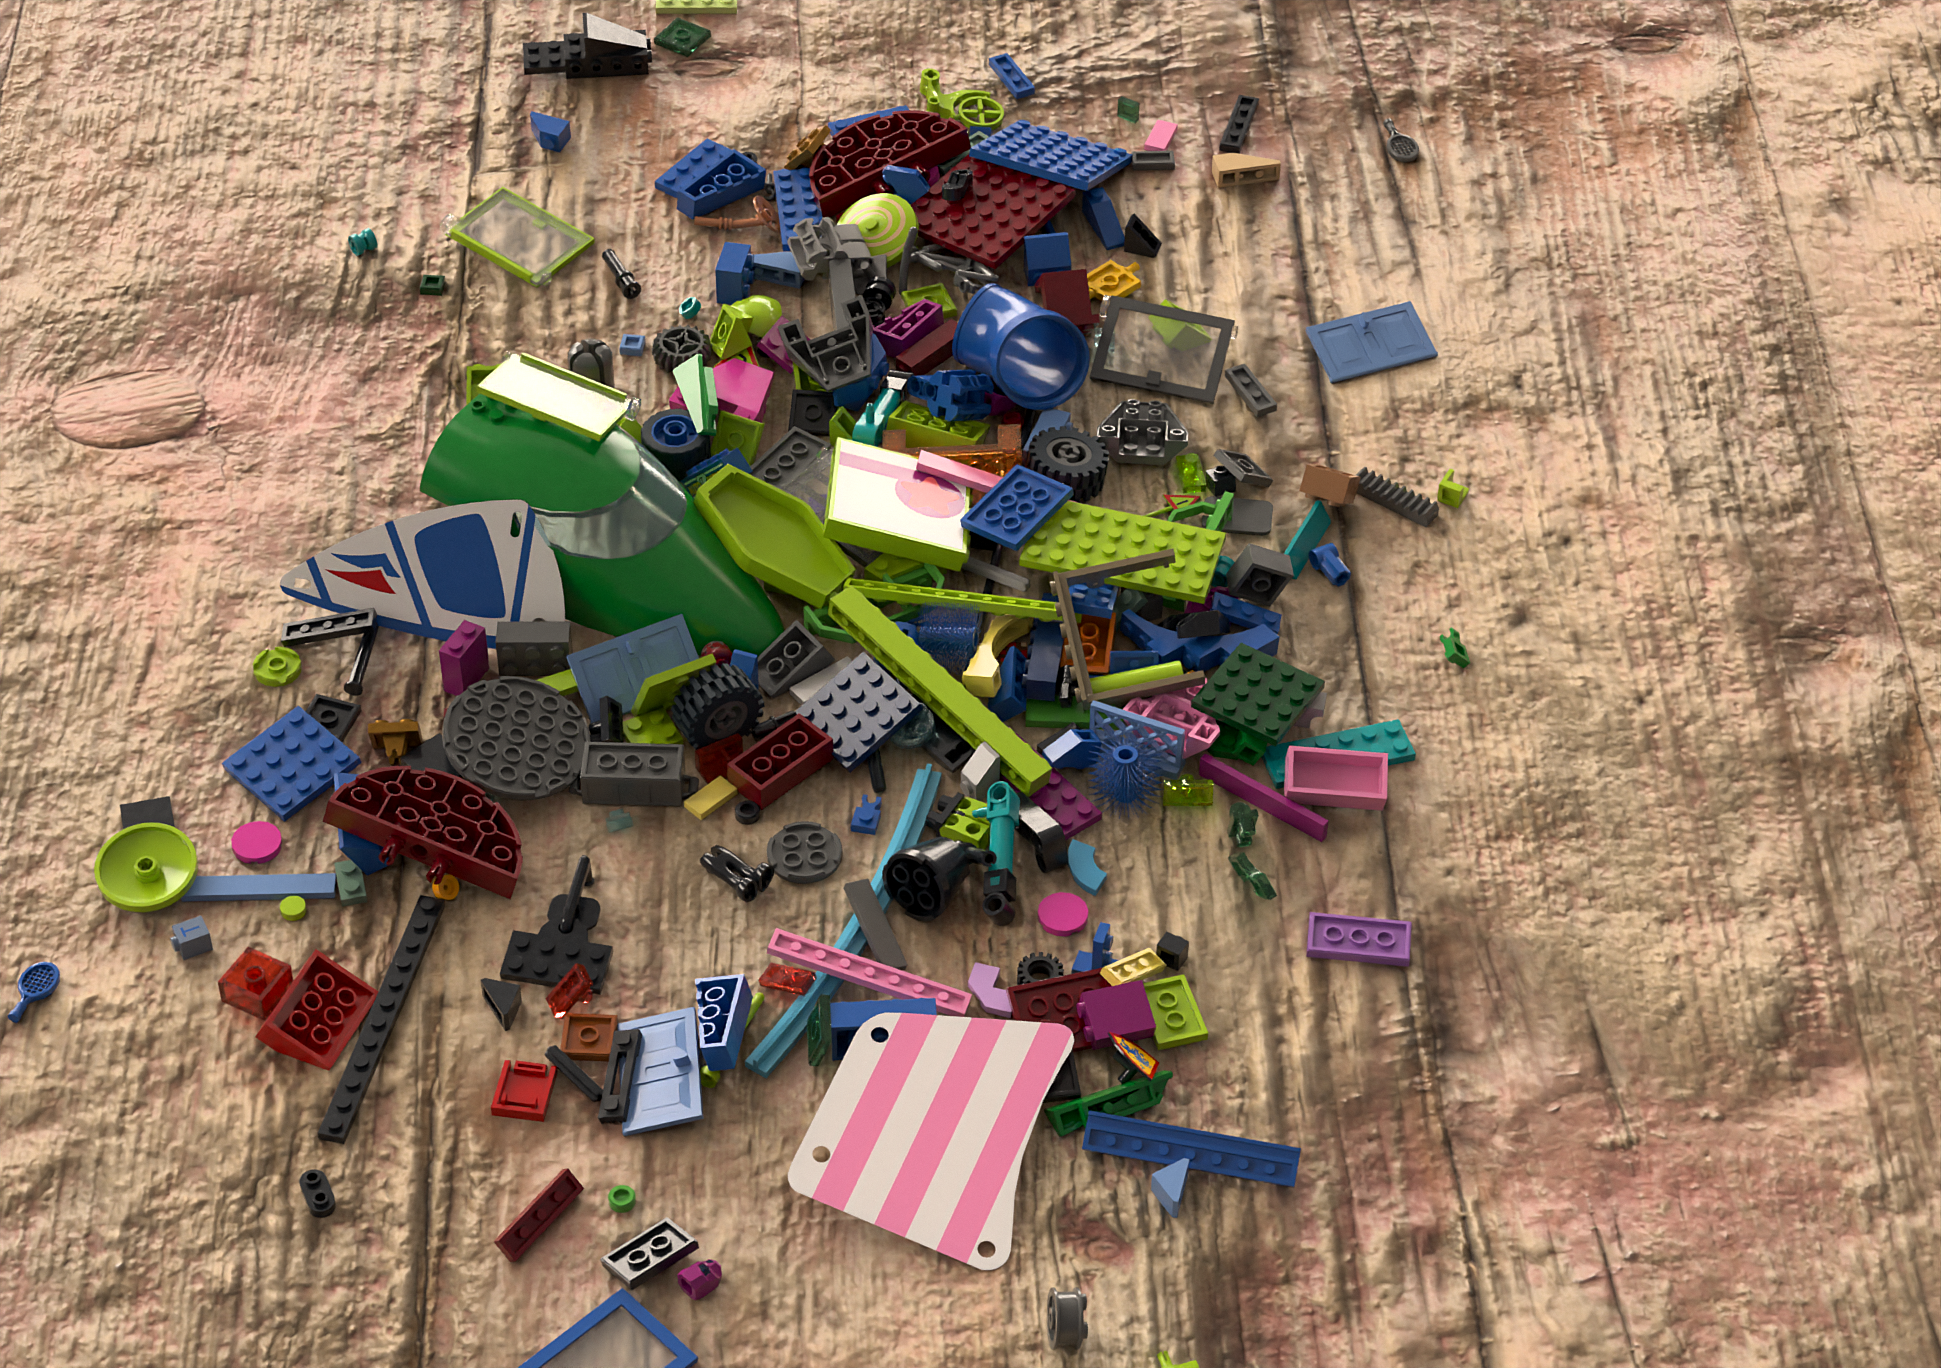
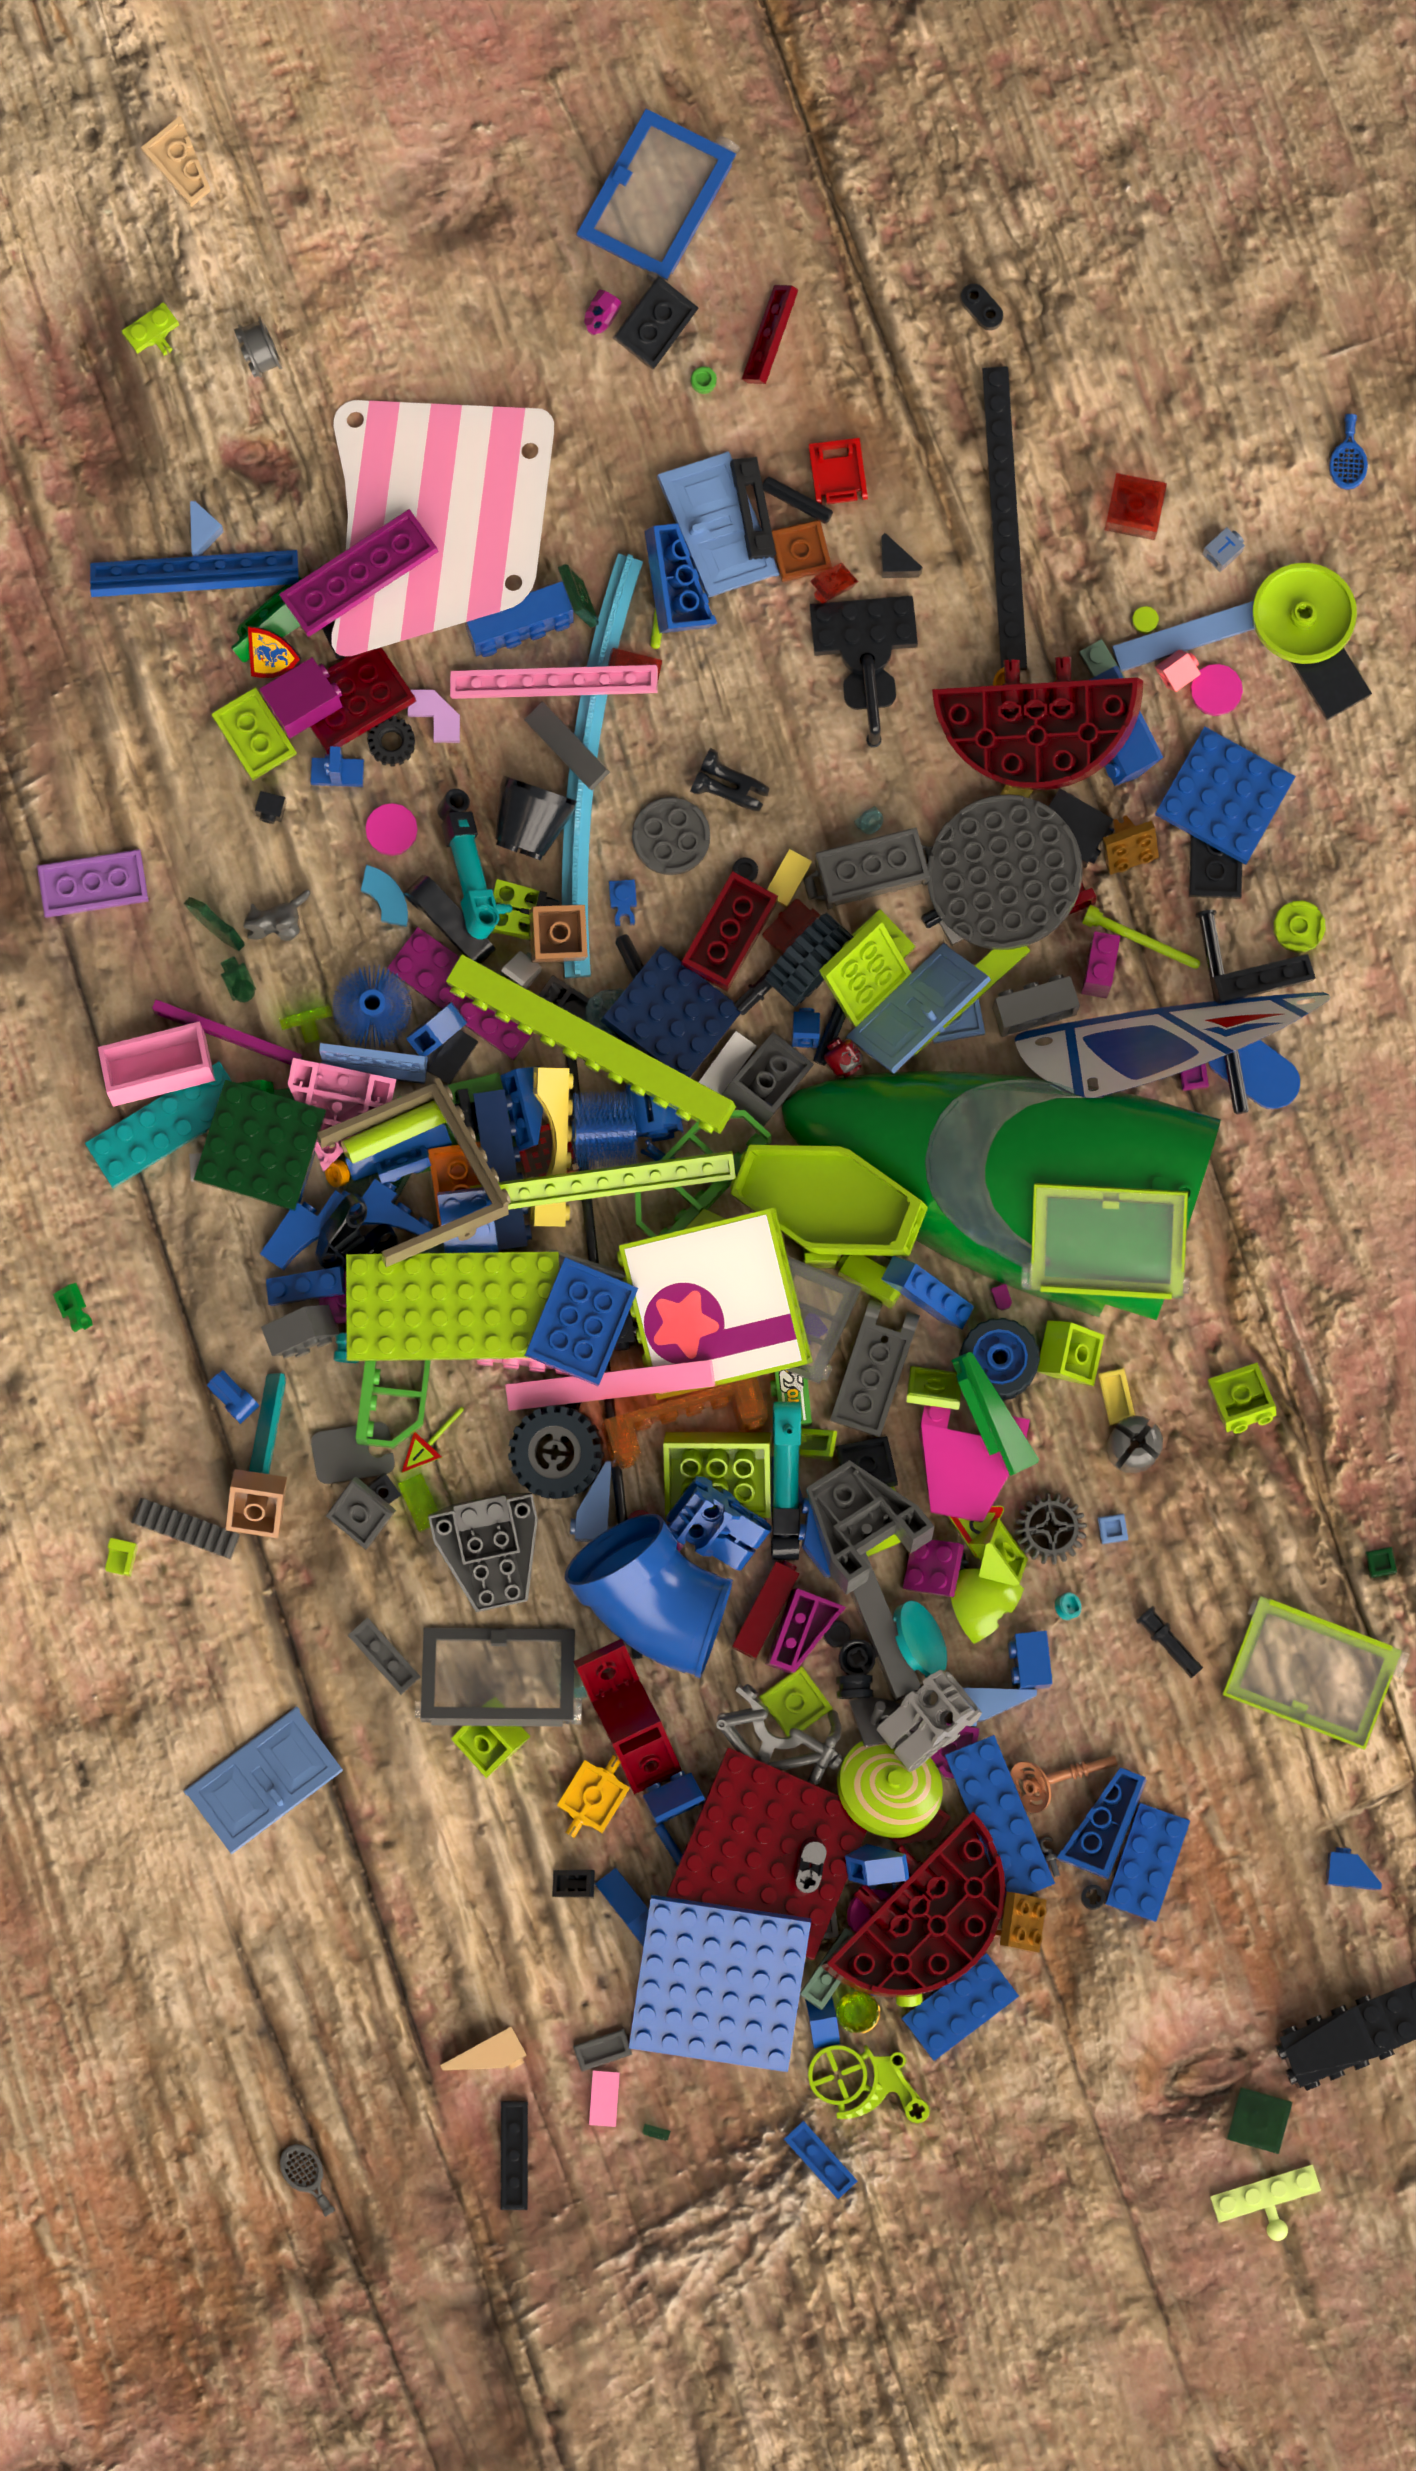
camera: 160 degrees right, 35 degrees up
(283, 855) = (1178, 670): none -> brick
(318, 1012) = (1065, 497): red slope -> none
(413, 683) = (1094, 918): none -> lime piece
(610, 721) = (922, 935): black tile -> none
(816, 296) = (920, 1638): none -> teal tile
(937, 776) = (558, 933): none -> medium nougat brick
(978, 855) = (502, 859): black pin -> none
(1027, 1087) = (358, 573): none -> magenta plate
(1133, 968) = (301, 763): light yellow tile -> none
(1190, 864) = (279, 919): none -> dark grey animal

